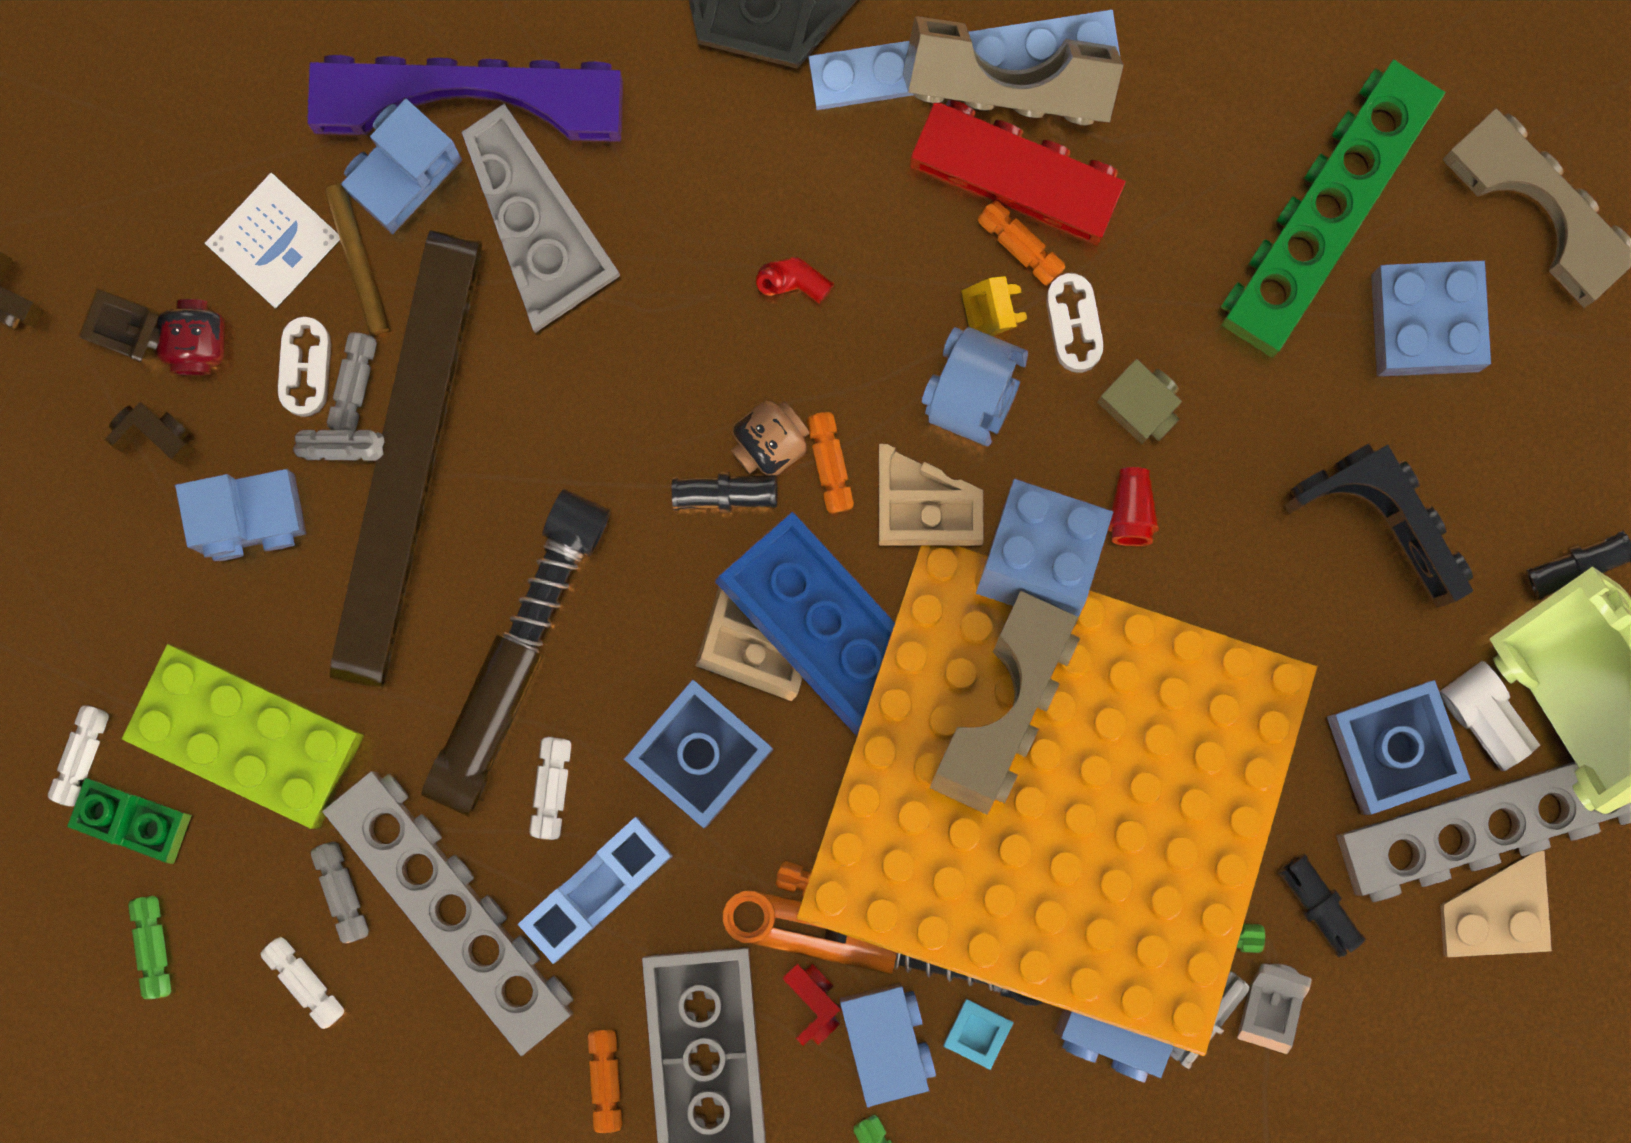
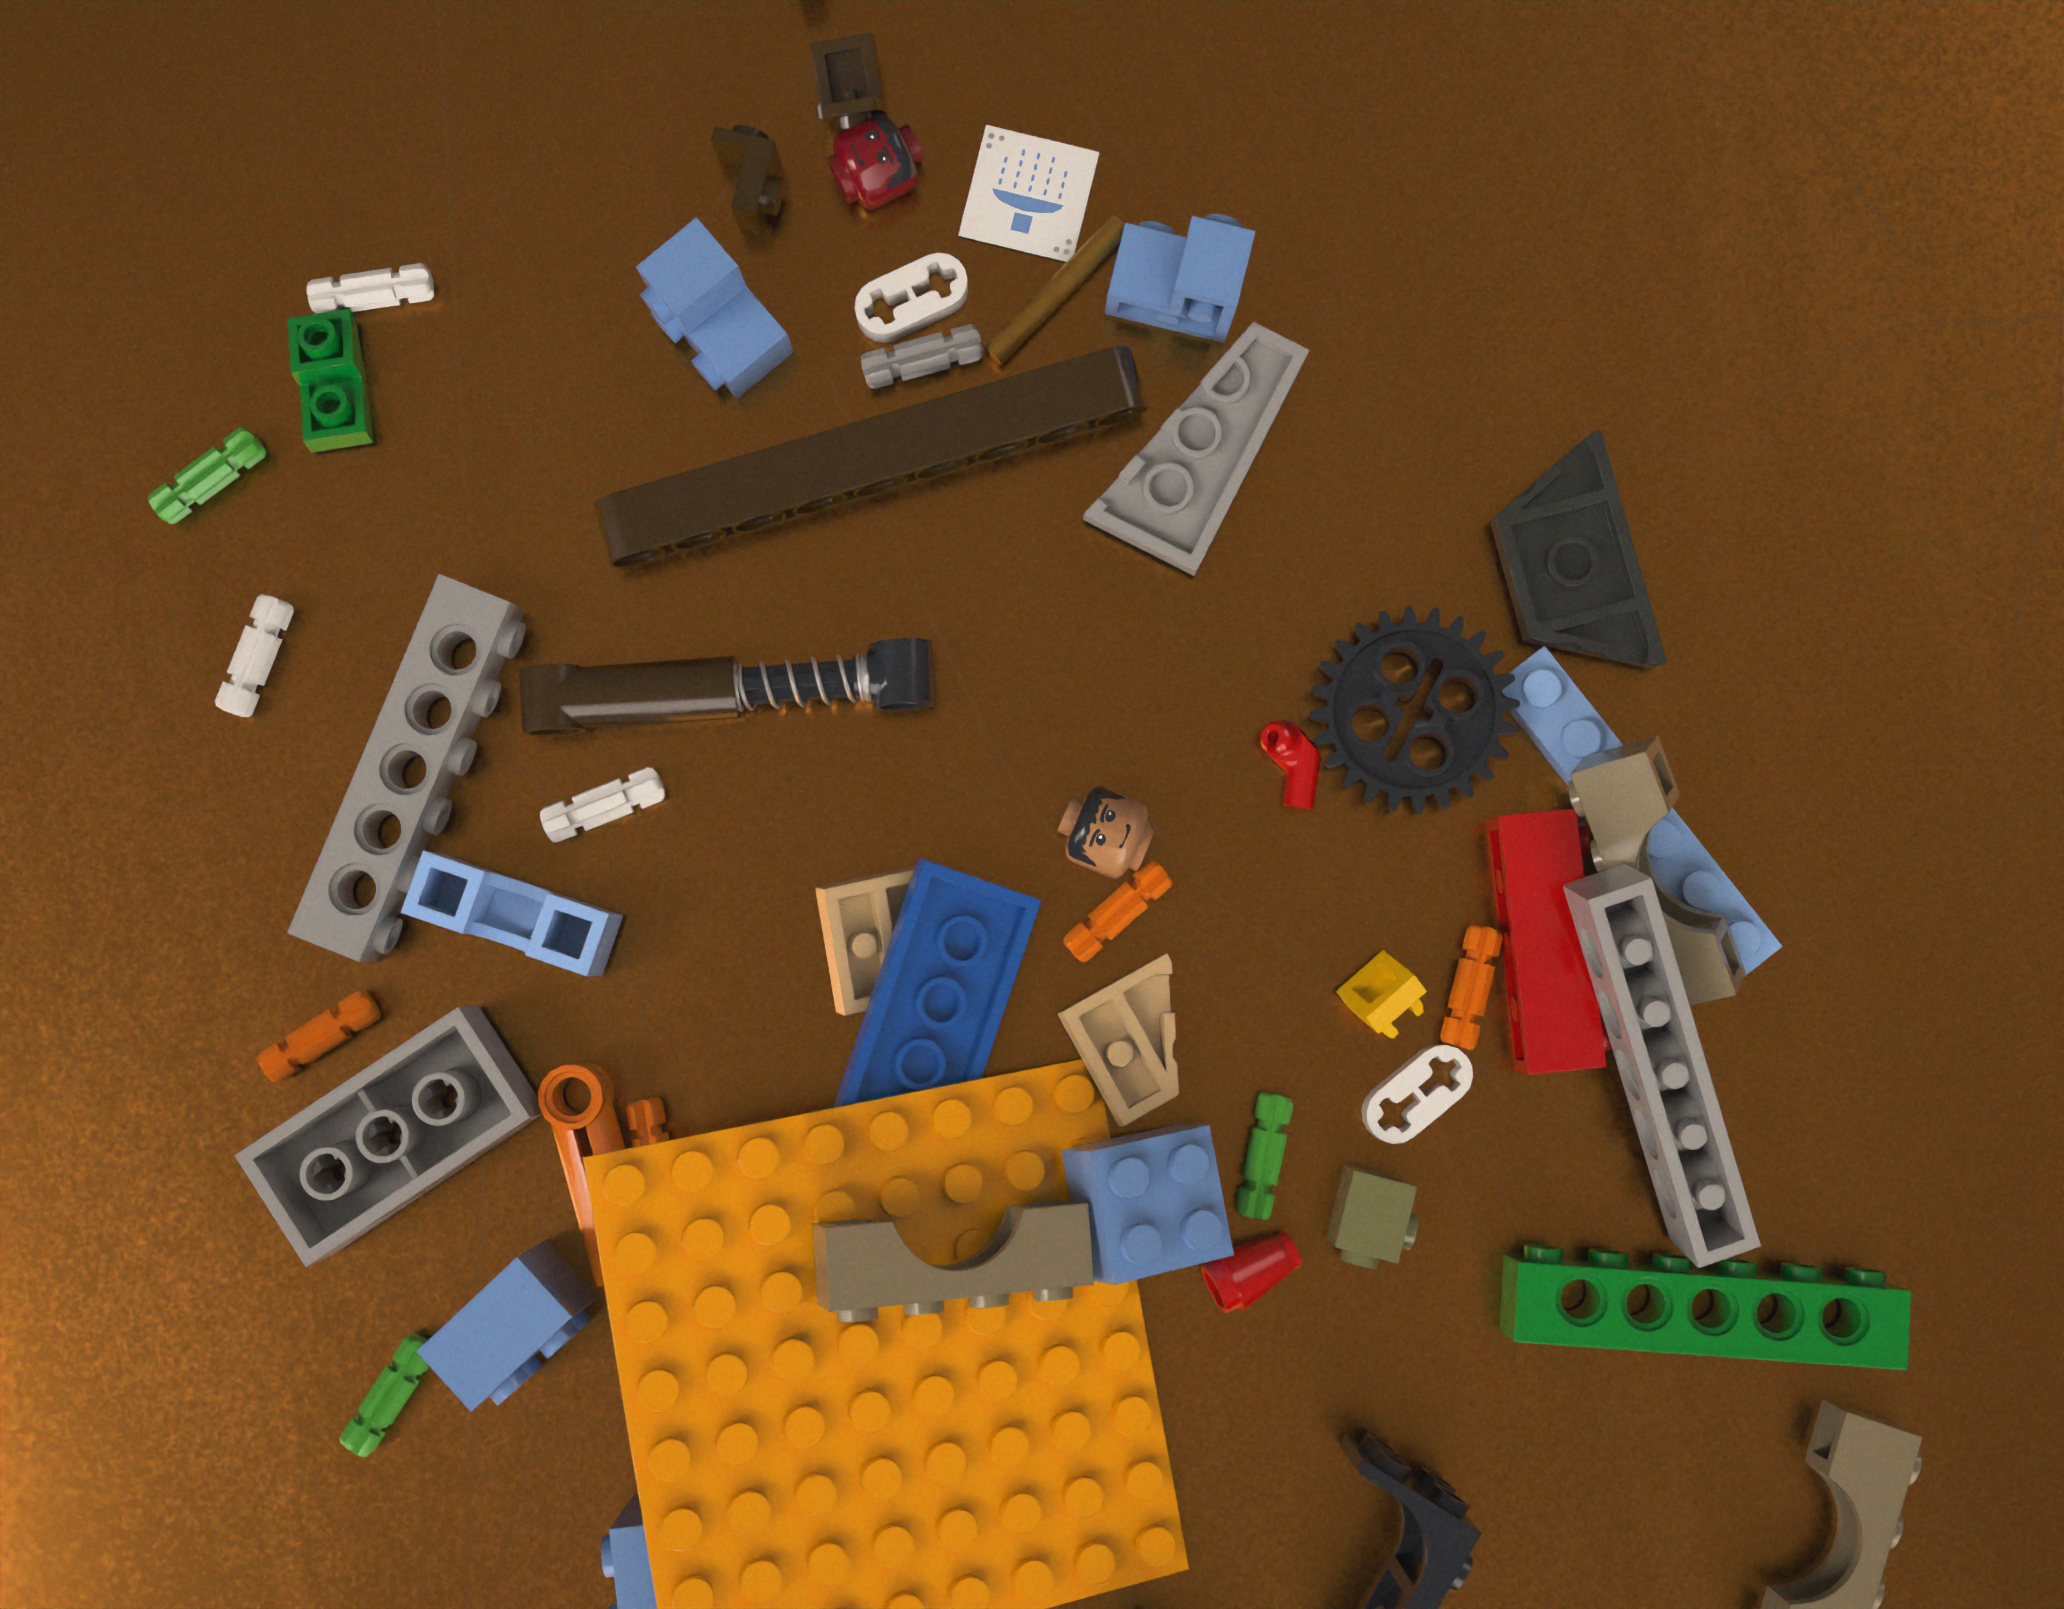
camera: 55 degrees right, 0 degrees up
(242, 737) = (478, 447): lime brick -> none
(339, 445) = (845, 377): light grey axle -> none
(339, 892) = (371, 642): light grey axle -> none
(577, 102) = (1354, 423): dark purple arch -> none
(698, 754) = (719, 945): medium blue brick -> none
(724, 492) = (1022, 815): black pin -> none
(812, 988) = (532, 1209): red bracket -> none
(842, 147) = (1465, 736): none -> black gear
(974, 385) = (1288, 1023): medium blue brick -> none
(978, 1033) = (582, 1416): medium azure plate -> none
(1059, 454) = (1264, 1156): none -> bright green axle
(1143, 143) = (1662, 1064): none -> light grey brick
(1430, 318) = (1645, 1489): medium blue brick -> none

